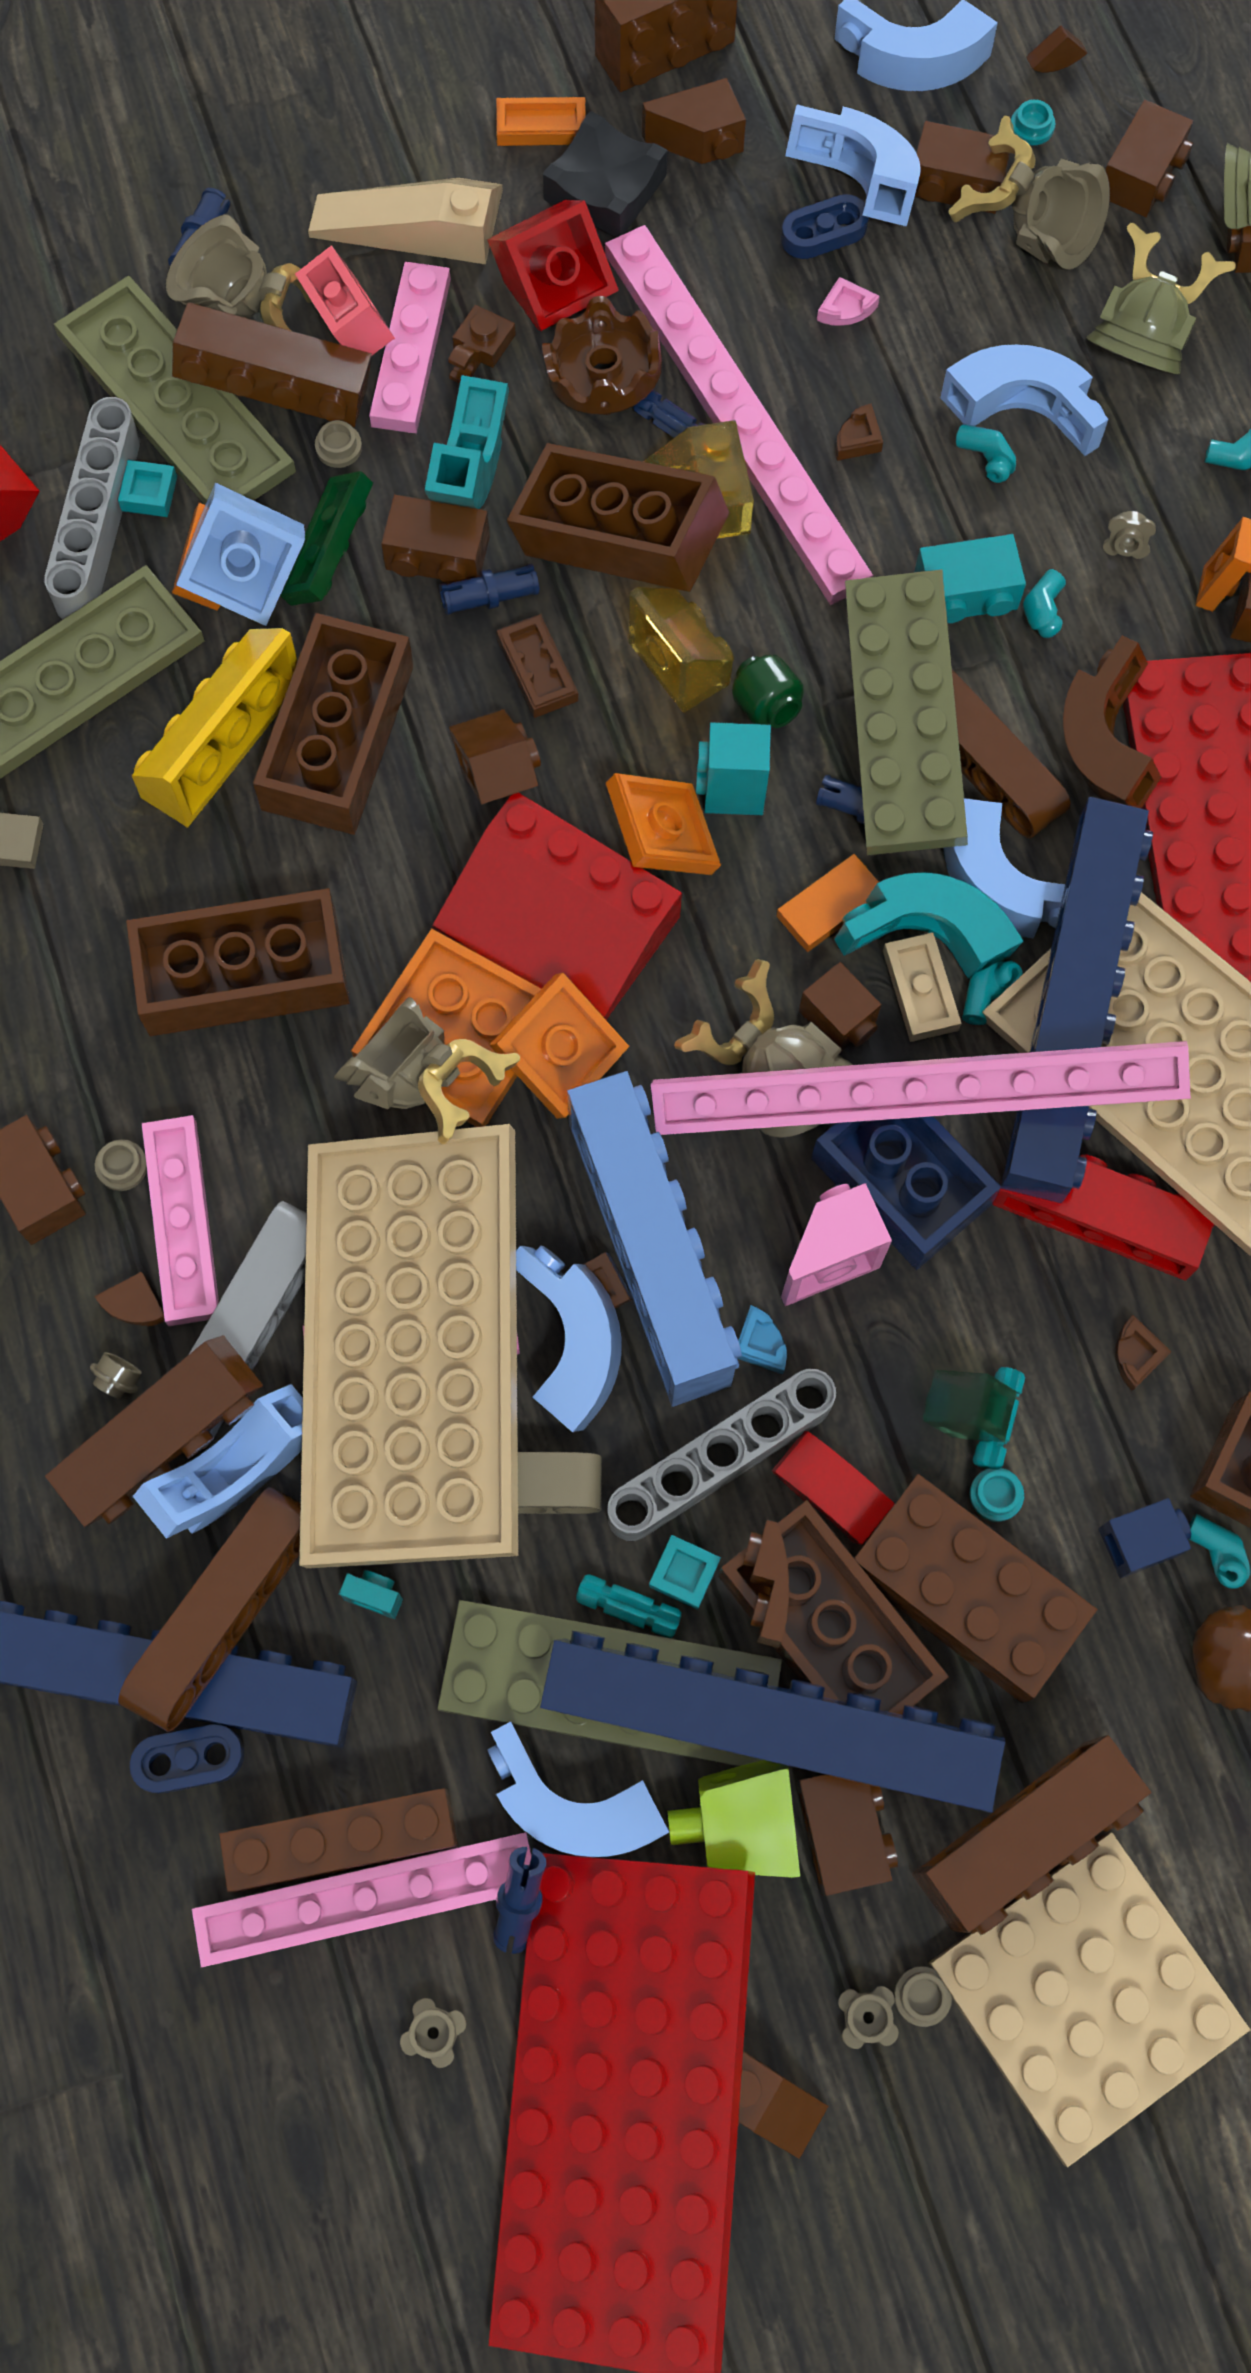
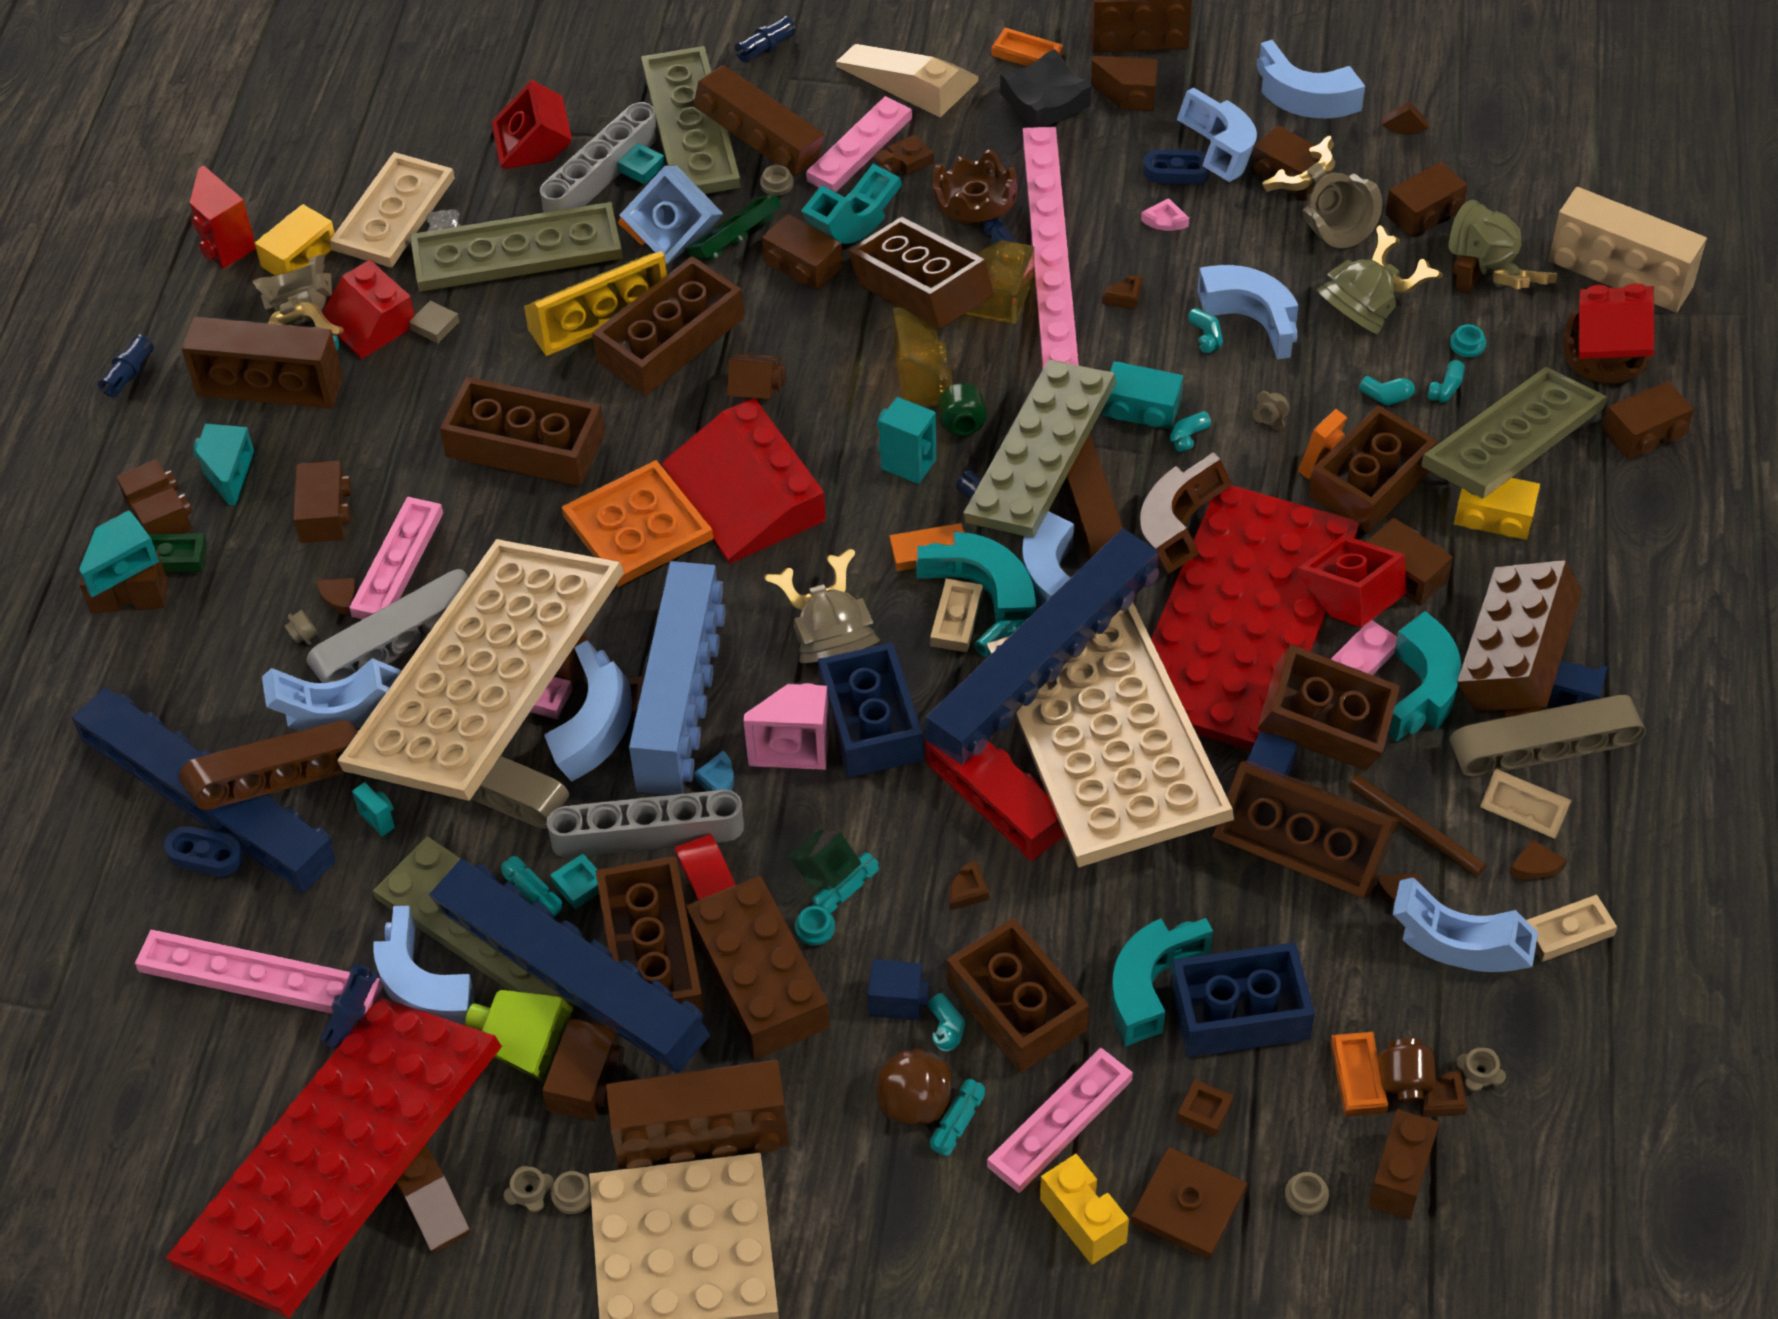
camera: 30 degrees right, 20 degrees down
(121, 1165) = (380, 516): dark tan plate -> none
(154, 1431) = (303, 650): reddish brown brick -> none
(226, 273) = (766, 65): dark tan helmet -> none
(338, 1840) = (264, 927): reddish brown brick -> none
(344, 303) = (826, 103): coral brick -> none
(411, 1062) = (589, 520): dark tan helmet -> none
(417, 2039) = (246, 1060): dark tan plate -> none
(489, 589) = (819, 291): dark blue pin -> none
(537, 666) = (822, 344): reddish brown plate -> none
(554, 262) = (980, 125): red slope -> none
(559, 1043) = (694, 539): orange plate -> none
(663, 824) = (841, 455): orange tile -> none
(770, 1568) = (622, 874): reddish brown slope -> none
(841, 1007) = (892, 604): reddish brown brick -> none
(923, 1088) = (900, 646): bright pink plate -> none
(1034, 122) = (1362, 155): teal plate -> none

